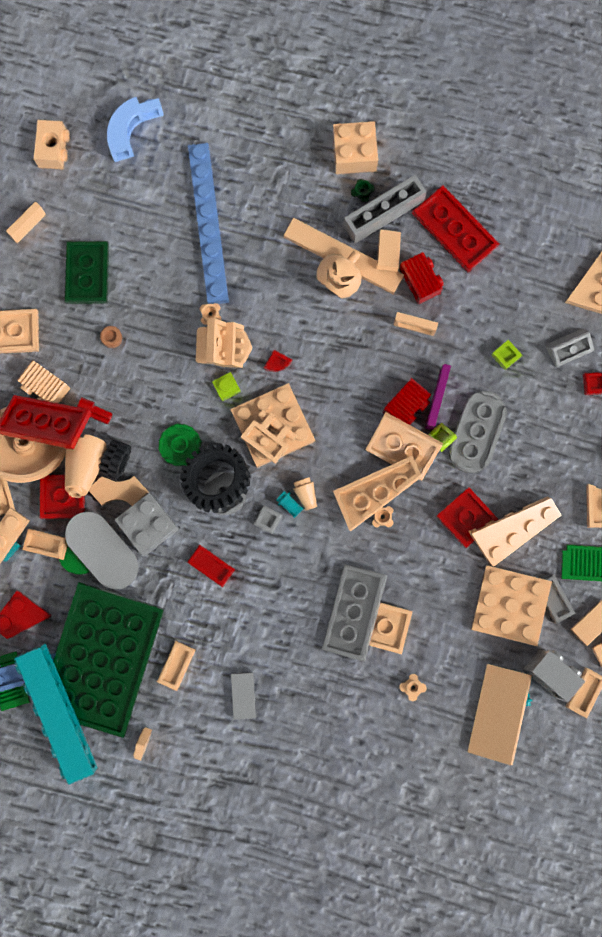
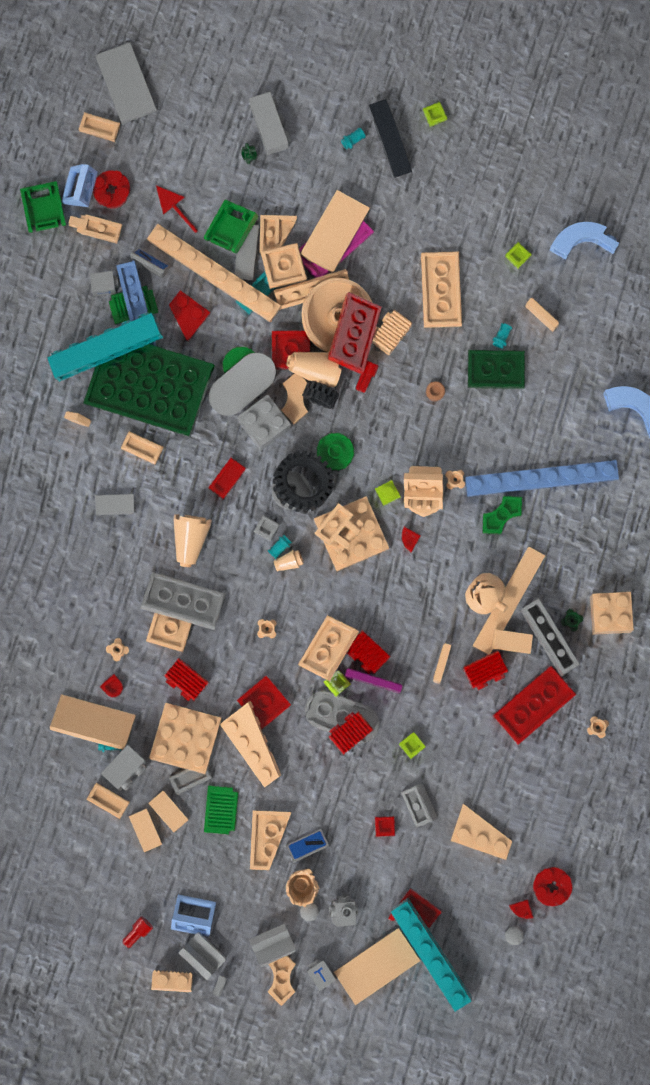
camera: 85 degrees right, 0 degrees up
(45, 544) = (249, 335): light nougat tile -> none
(46, 134) = (627, 331): light nougat brick -> none
(49, 265) = (502, 335): none -> teal pin
(256, 271) = (494, 521): none -> green tile
(281, 606) = (189, 537): none -> light nougat cone
(372, 492) = (287, 618): light nougat wing -> none
(445, 606) = (186, 679): none -> red brick
(455, 691) = (112, 687): none -> red tile
(480, 159) = (598, 722): none -> light nougat plate
(498, 419) = (350, 733): none -> red brick

